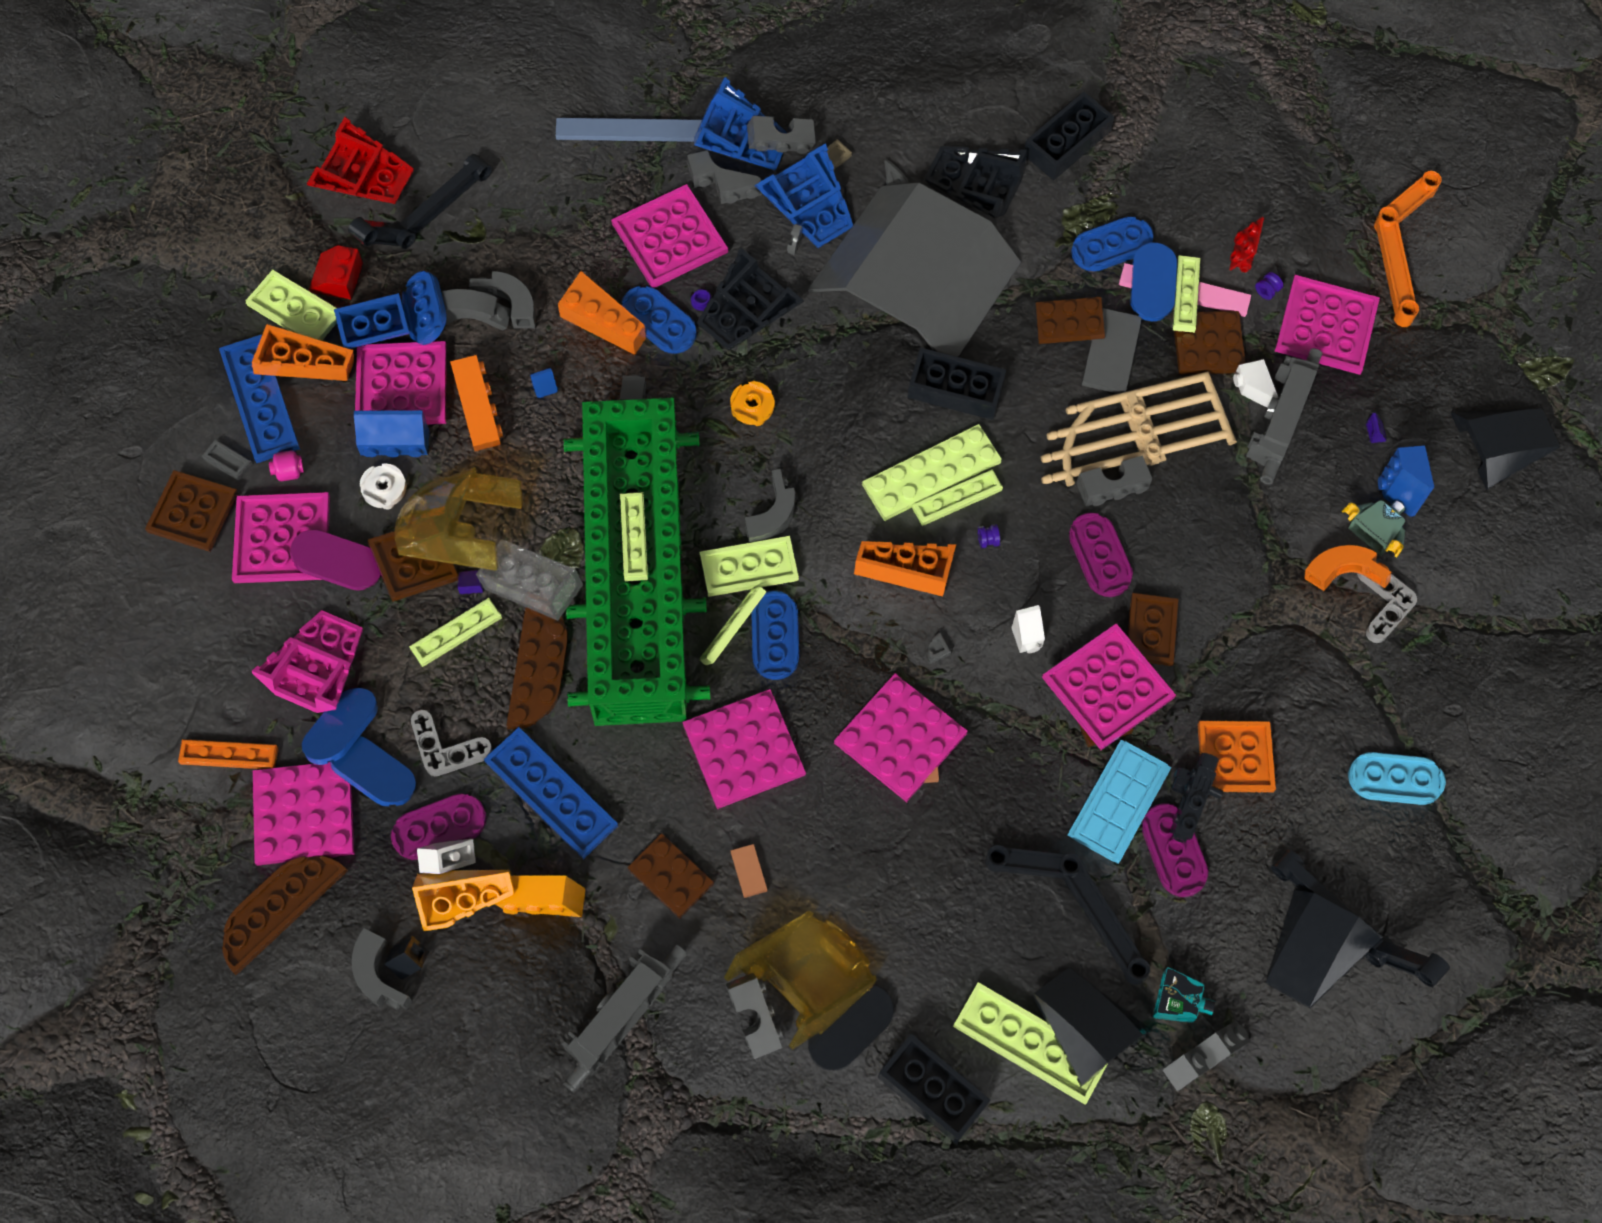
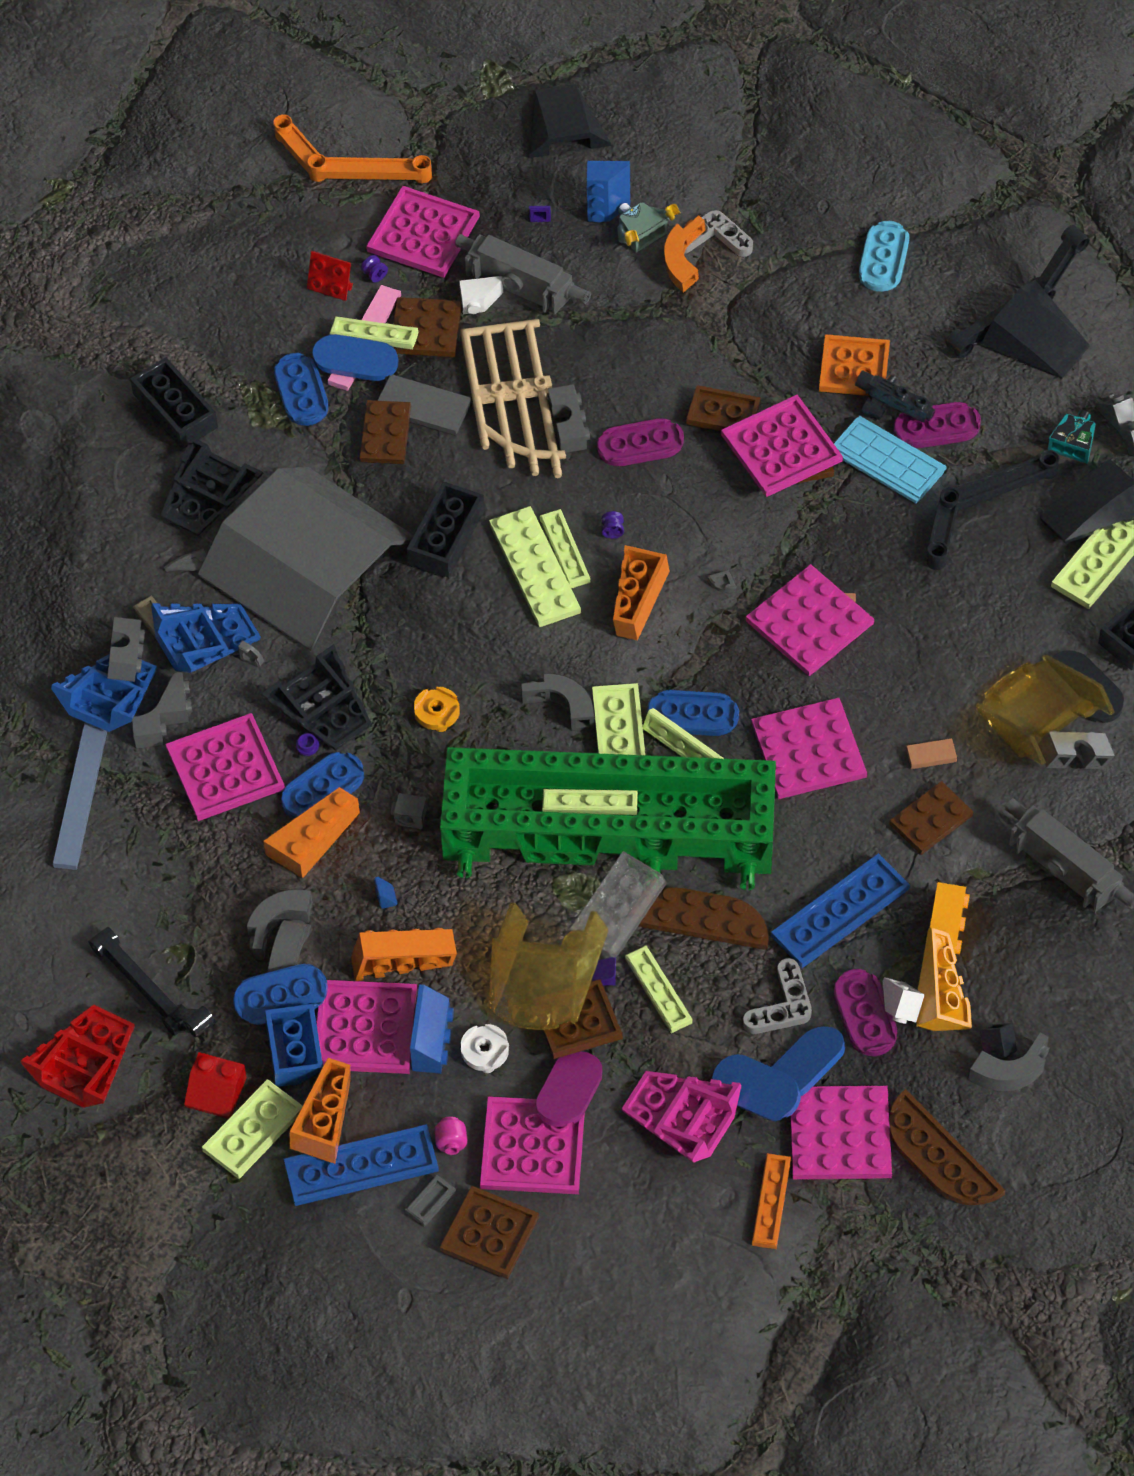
camera: 80 degrees left, 10 degrees down
(1028, 629) = (717, 502): white slope -> none

